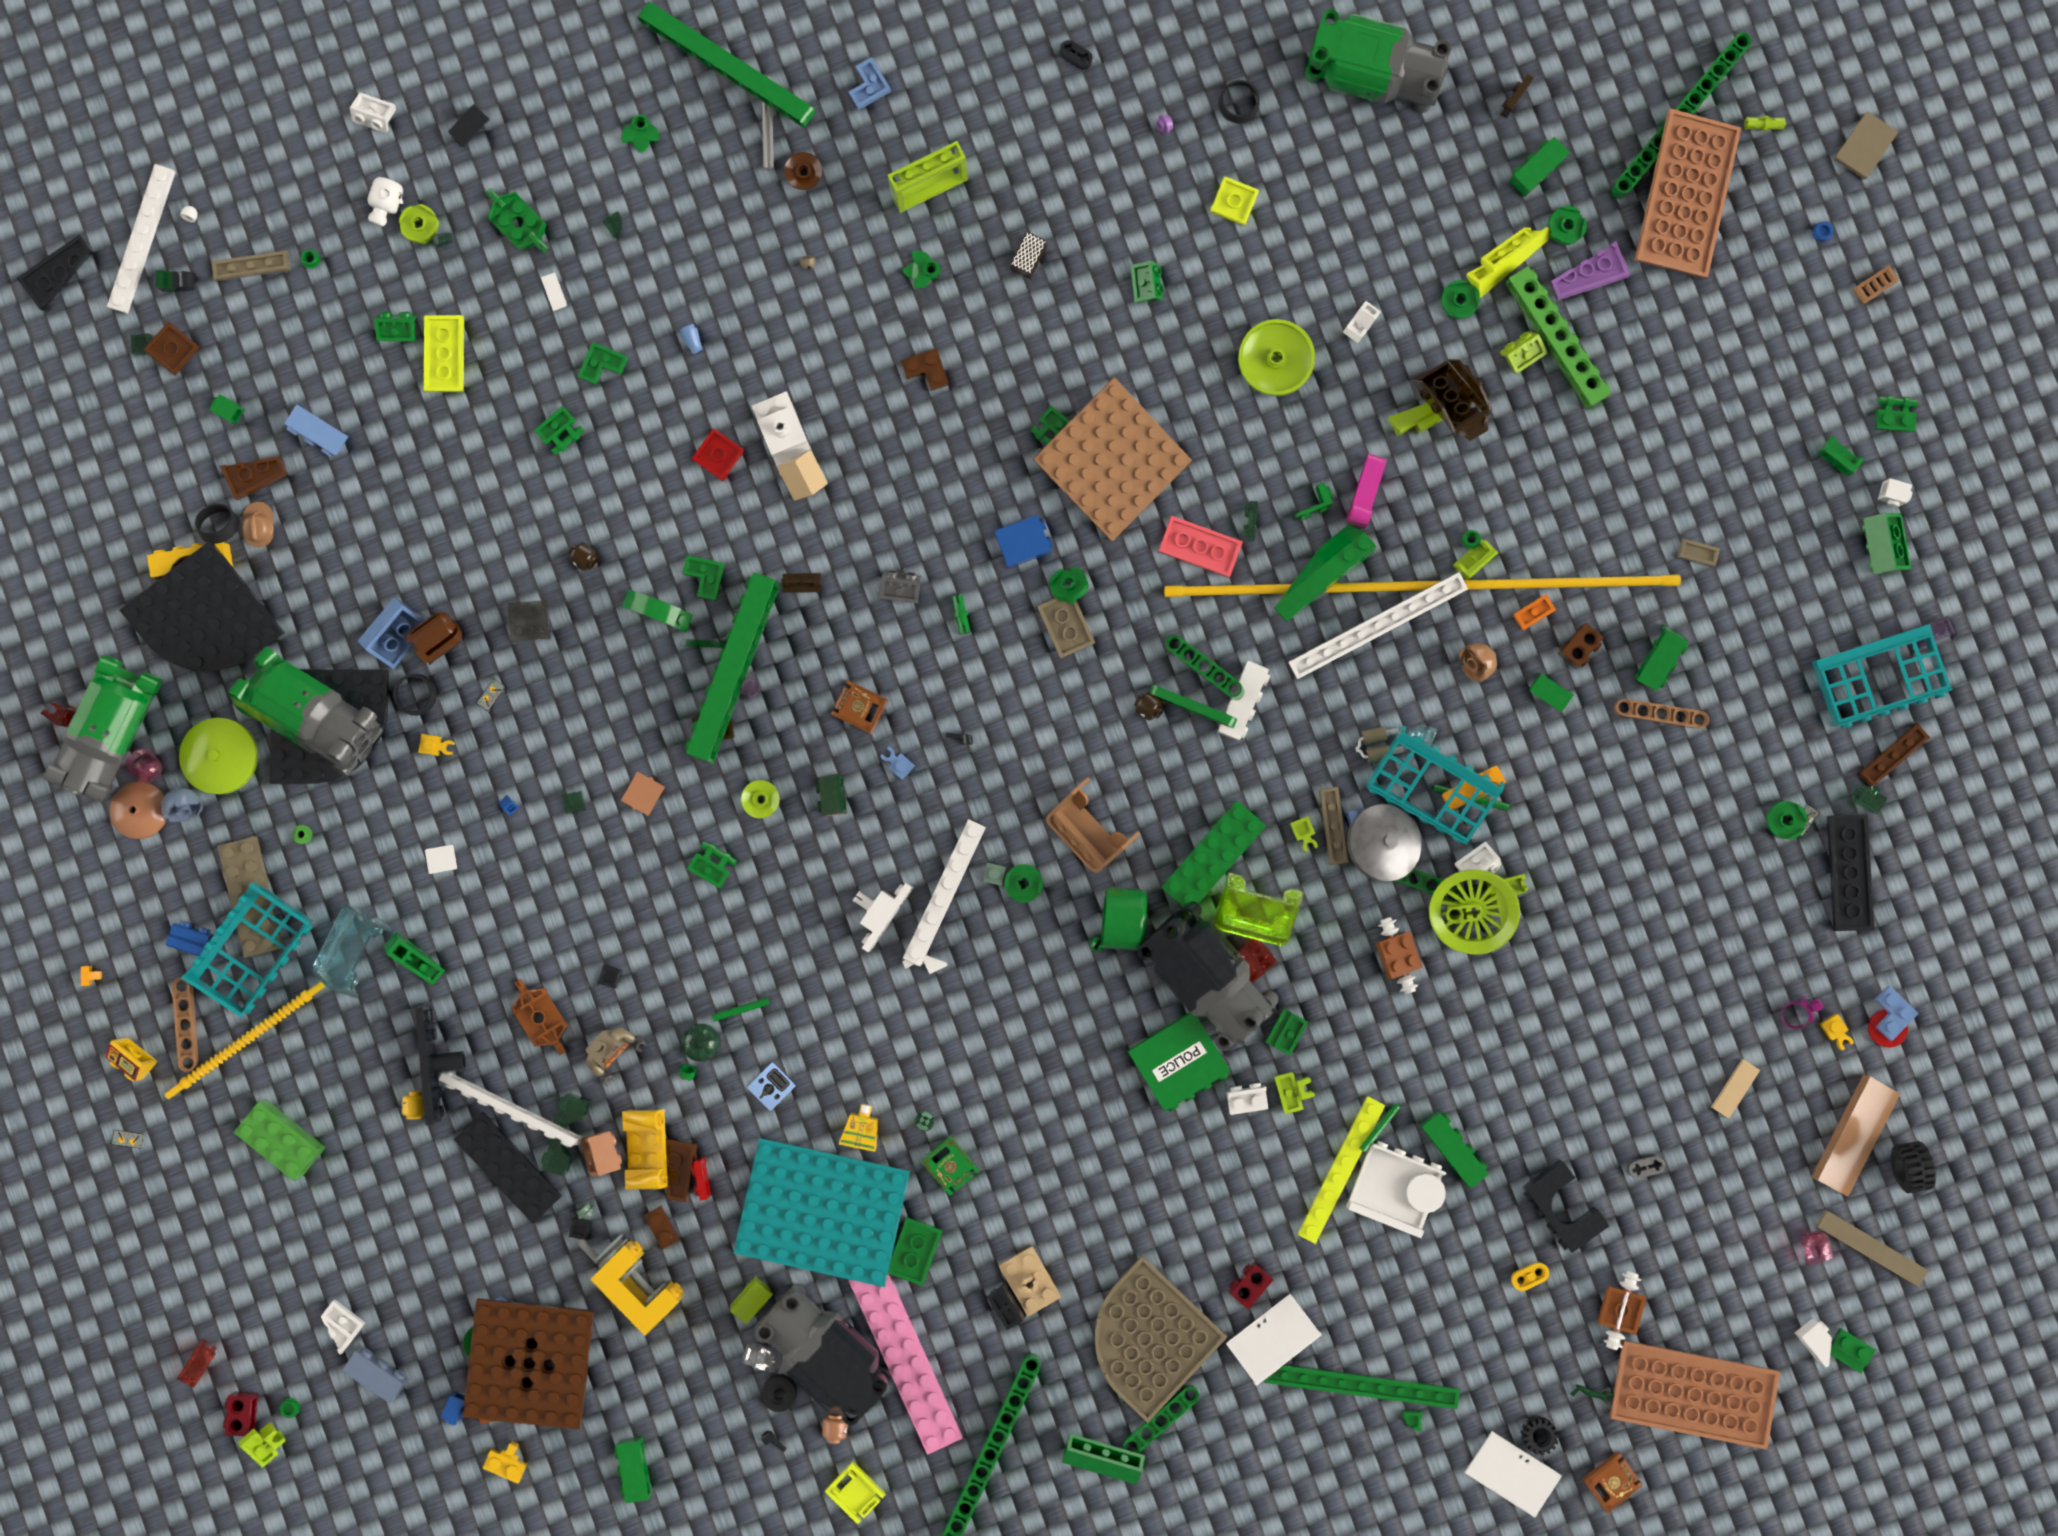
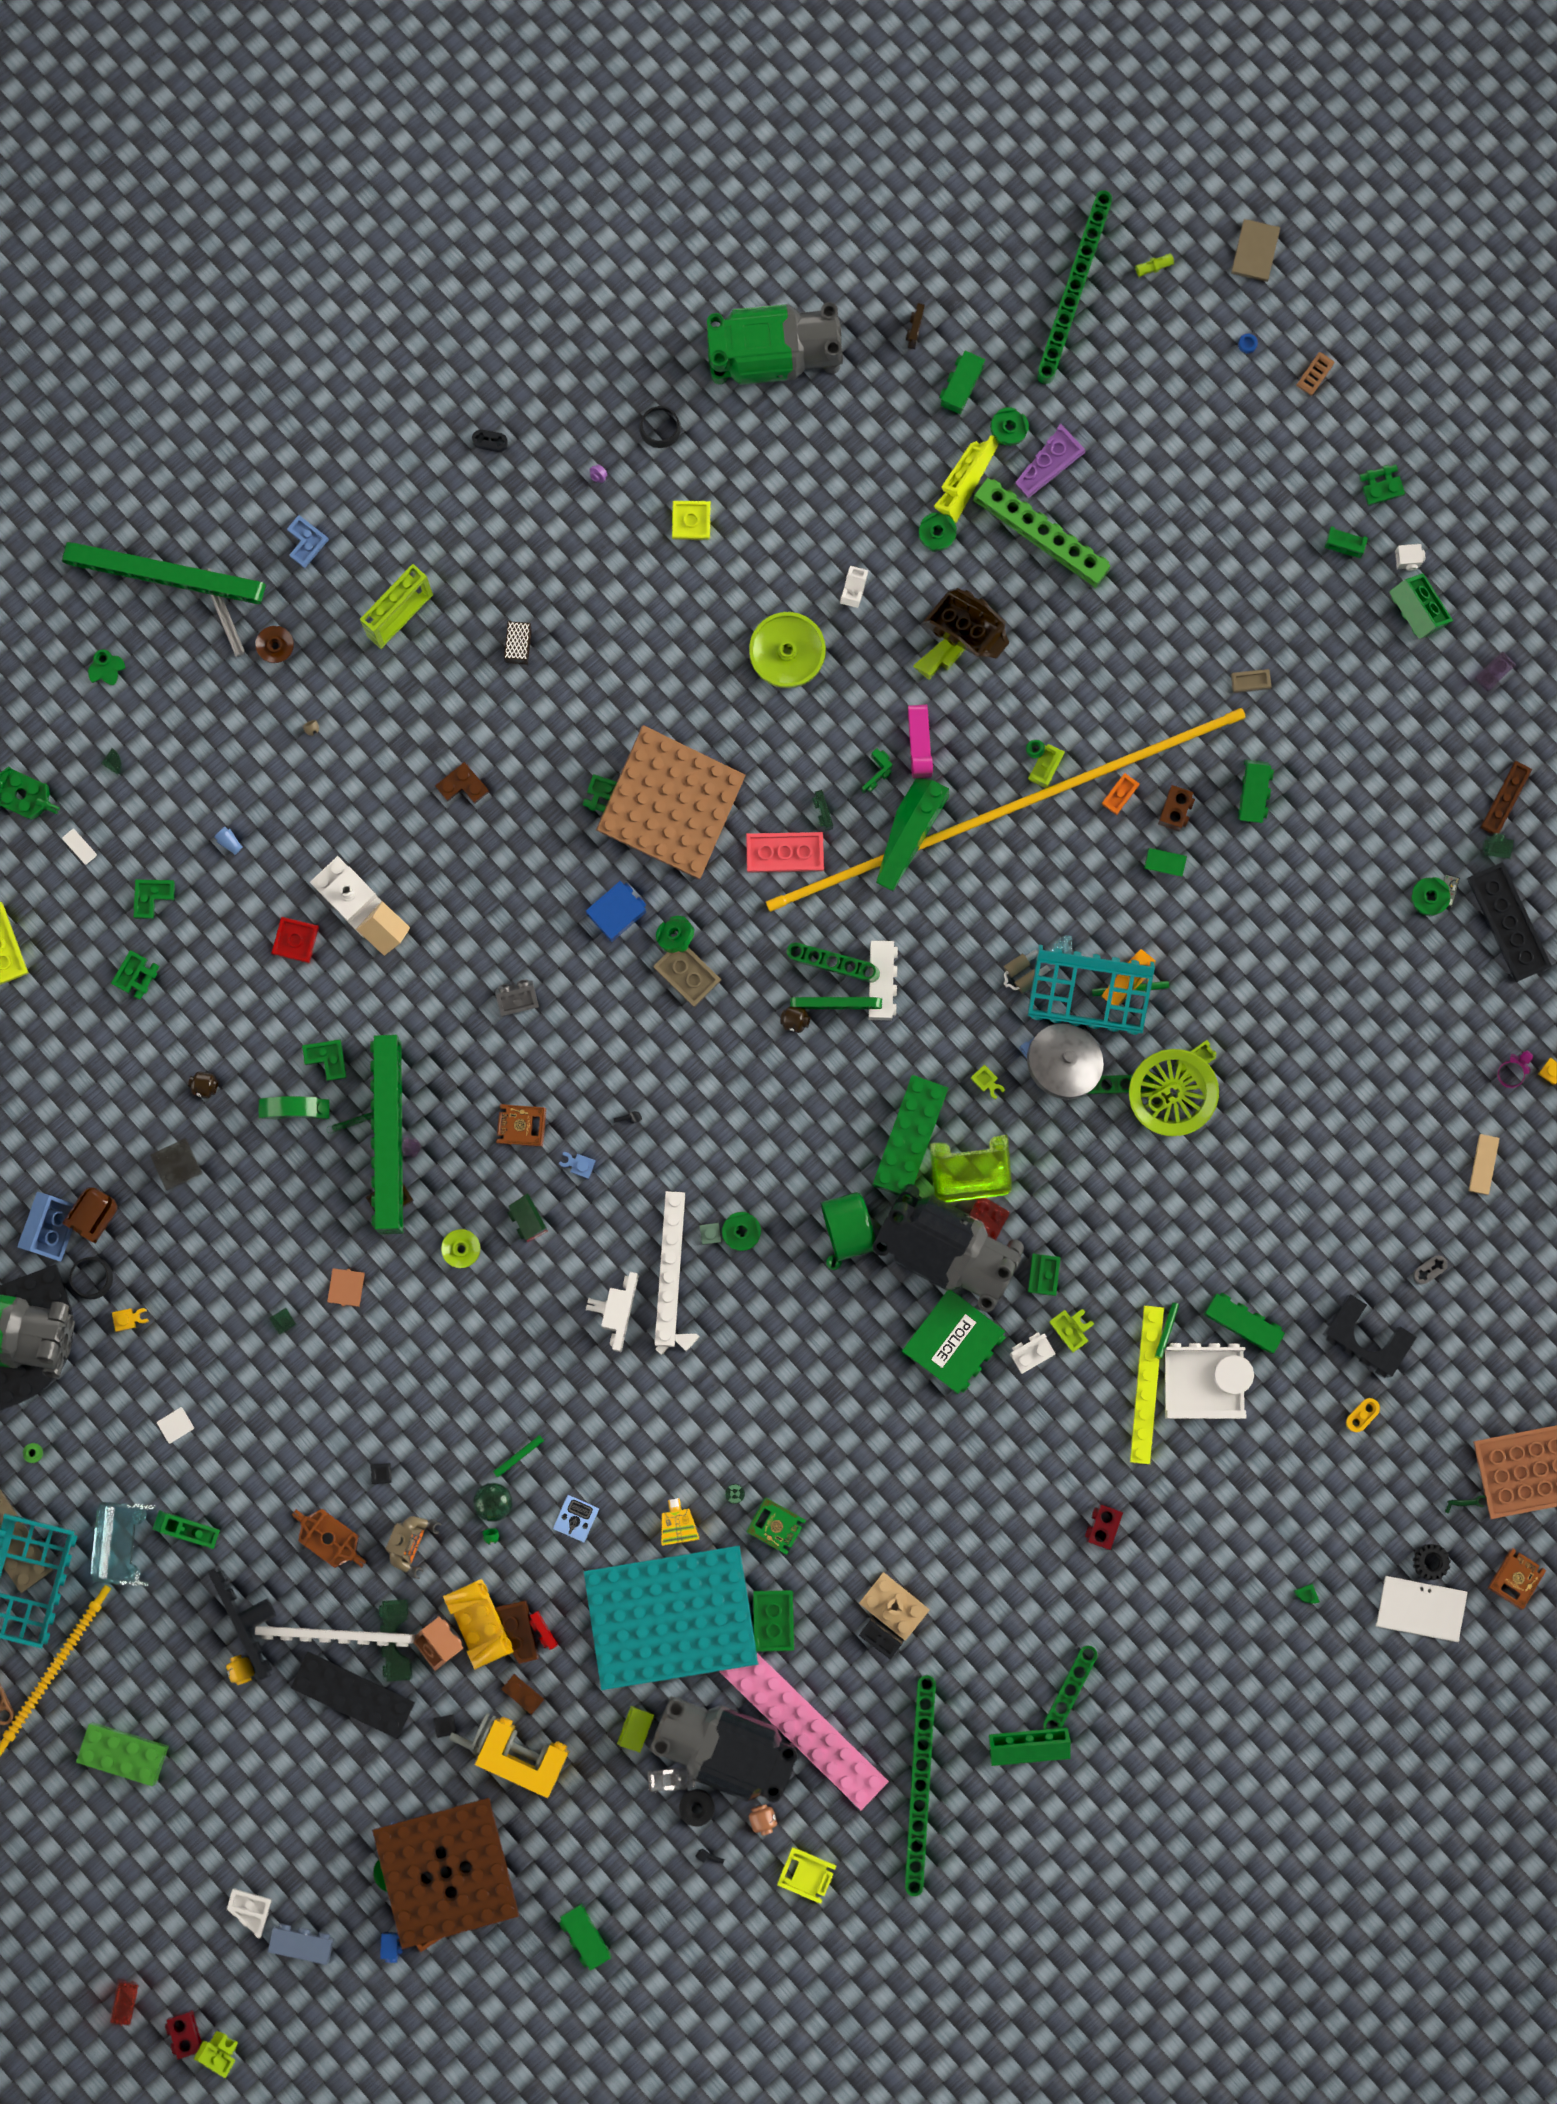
camera: 25 degrees left, 5 degrees down
(289, 1407) = (229, 2010): green plate -> none
(490, 694) = (164, 1250): light grey sticker -> none
(506, 1463) = (459, 1981): yellow hinge -> none
(508, 805) = (221, 1348): blue piece -> none
(585, 1210) = (443, 1706): sand green plate -> none
(709, 870) = (438, 1335): green plate -> none
(801, 582) = (421, 1030): dark brown hinge -> none
(919, 269) = (419, 694): green plate -> none
(960, 614) = (583, 1002): green pin -> none
(1084, 833) = (779, 1161): medium nougat windscreen -> none
(1146, 282) = (638, 625): green bracket -> none
(1151, 1338) = (1030, 1615): dark tan plate -> none
(1273, 1339) = (1144, 1576): white container -> none
(1333, 826) = (1012, 1064): dark tan tile -> none
(1365, 1386) = (1246, 1580): green plate -> none
(1378, 625) = (979, 862): white plate -> none
(1398, 955) = (1120, 1161): dark orange plate -> none
(1478, 661) = (1086, 859): medium nougat cylinder -> none
(1480, 858) = (1161, 1040): white bracket -> none
(1524, 351) = (1015, 557): lime bracket -> none
(1621, 1310) = (1461, 1413): dark orange plate -> none
(1670, 713) = (1268, 848): medium nougat beam -> none
(1687, 193) = (1108, 356): nougat plate -> none
(1889, 643) = (1448, 705): teal window -> none

